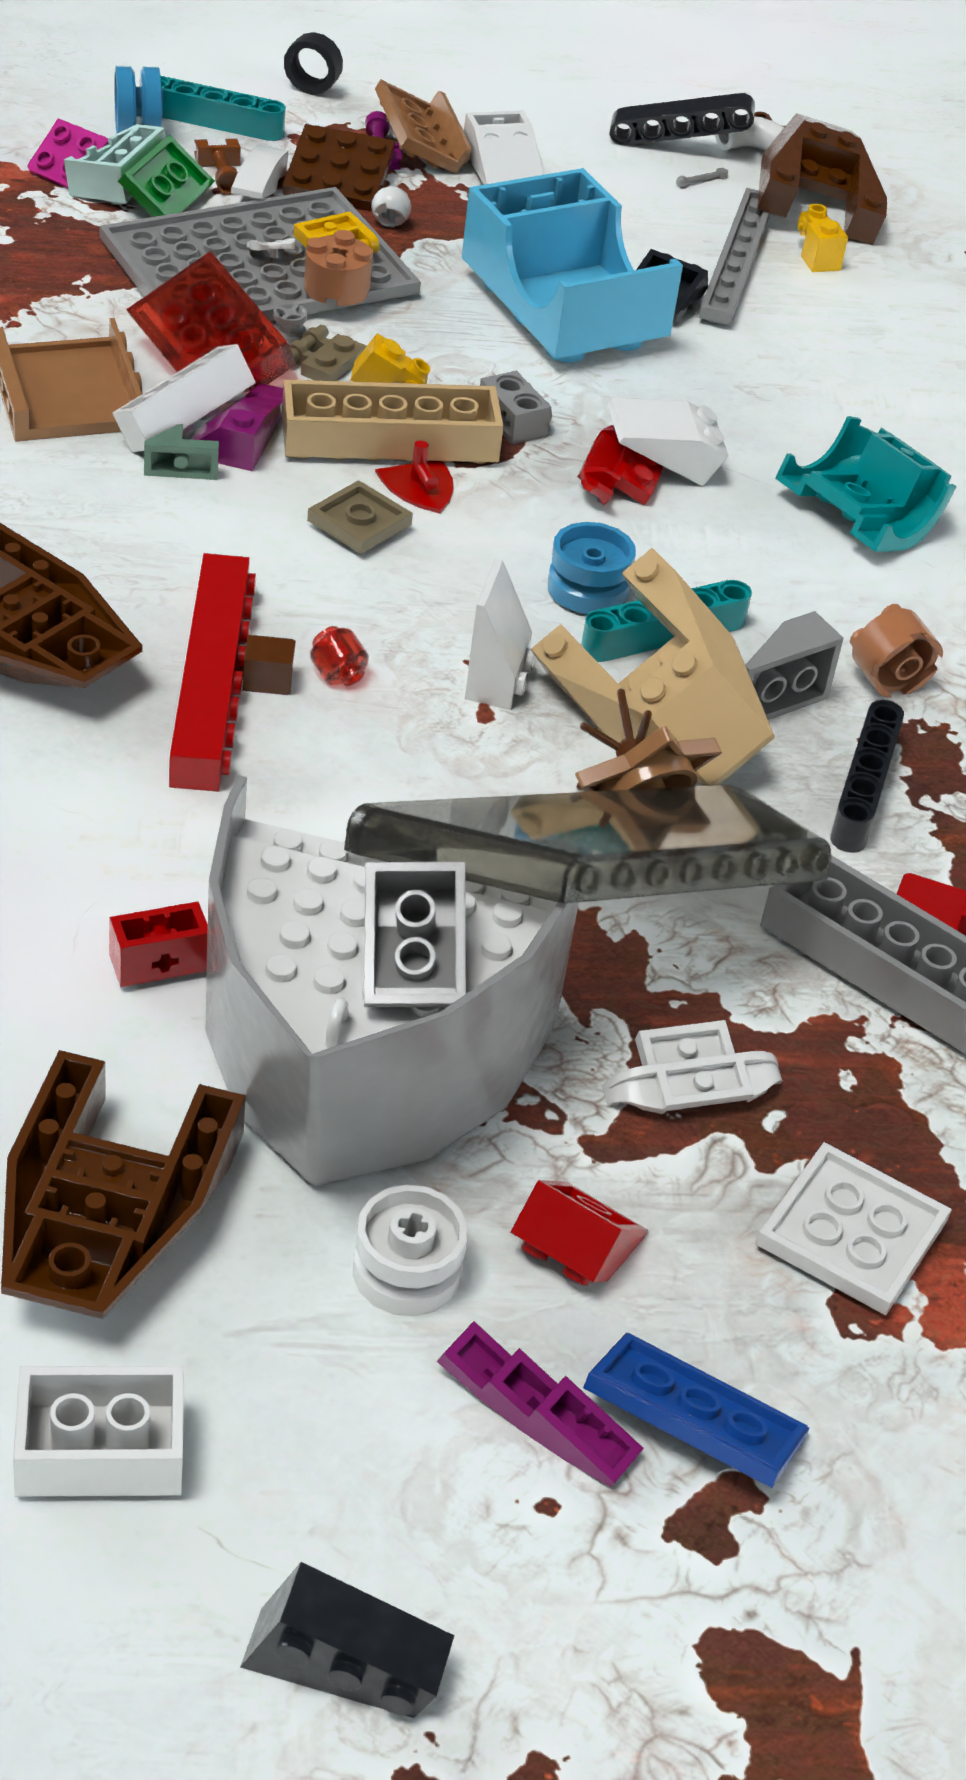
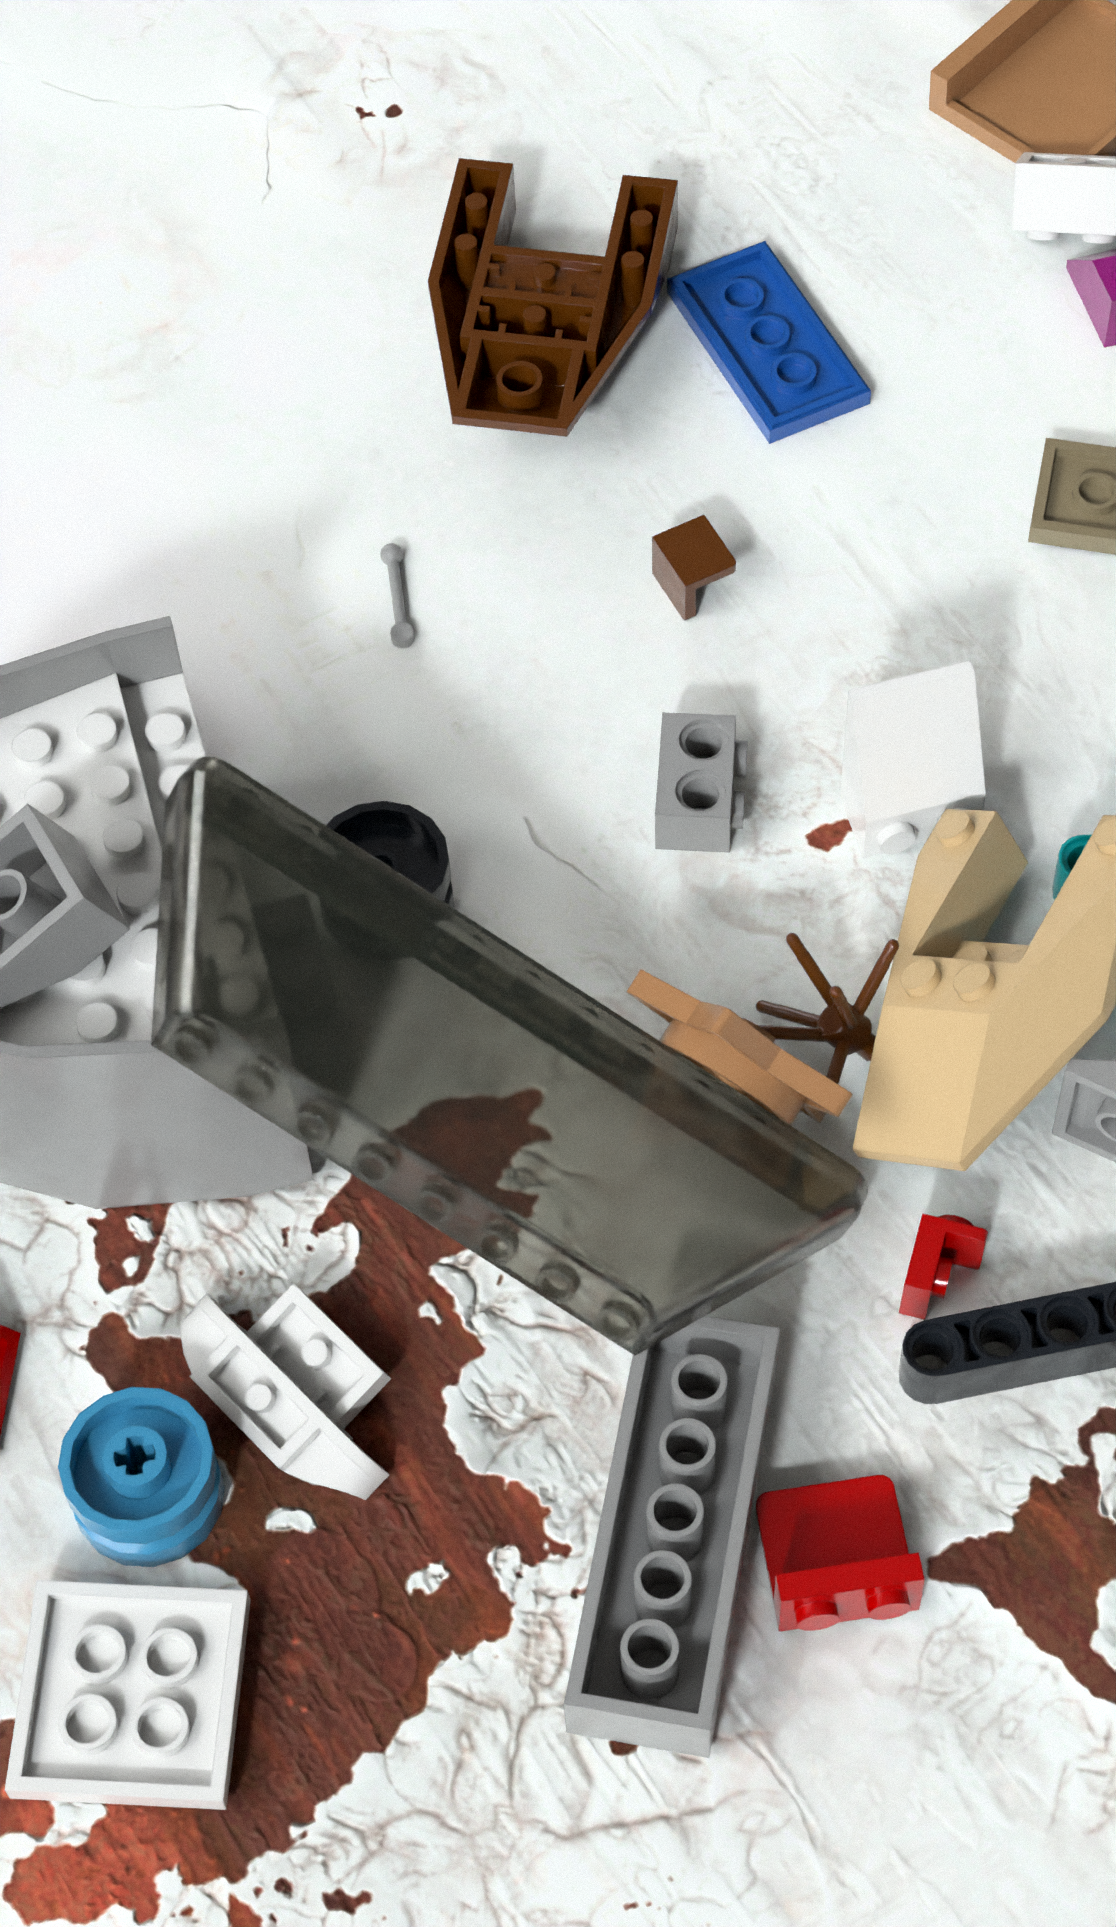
camera: 70 degrees right, 15 degrees up
(133, 568) = (768, 342): none -> blue tile
(177, 457) = (1034, 259): sand green slope -> none
(190, 800) = (401, 633): none -> light grey hinge
(211, 674) = (611, 526): red brick -> none
(339, 656) = (773, 625): clear red head -> none
(419, 733) = (699, 782): none -> light grey brick
(722, 1153) = (141, 1476): none -> dark azure wheel
(794, 796) = (937, 1246): none -> red bracket

